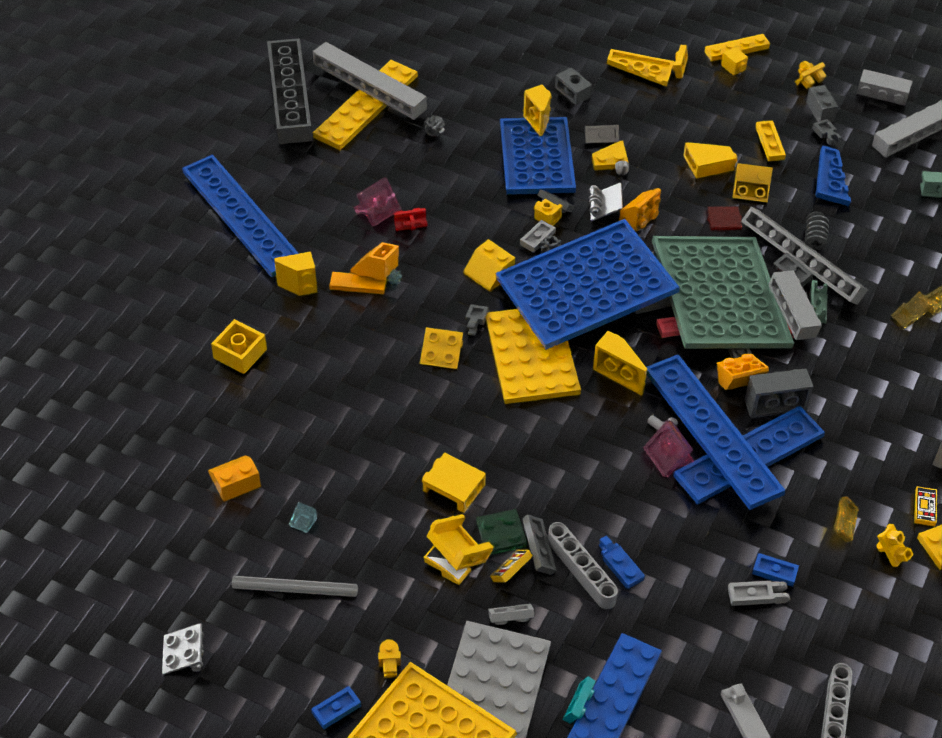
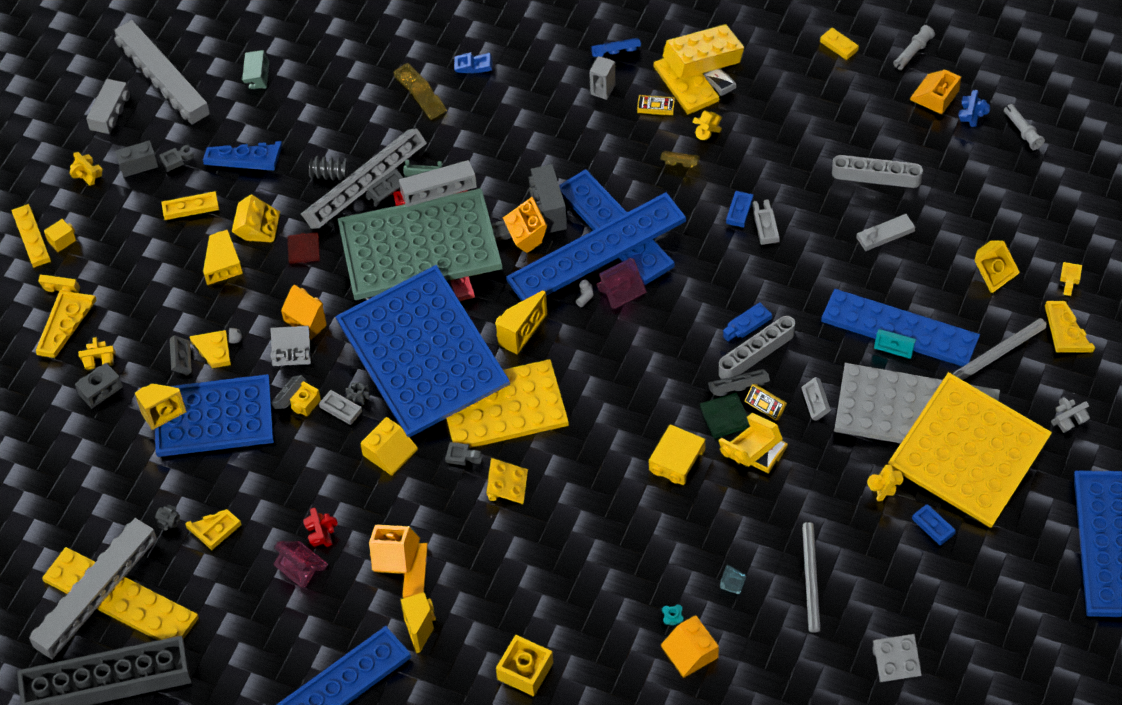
camera: 90 degrees left, 5 degrees up
(273, 470) = (672, 620): none -> teal plate
(421, 155) = (214, 528): none -> yellow wing
(604, 85) = (94, 352): none -> yellow hips

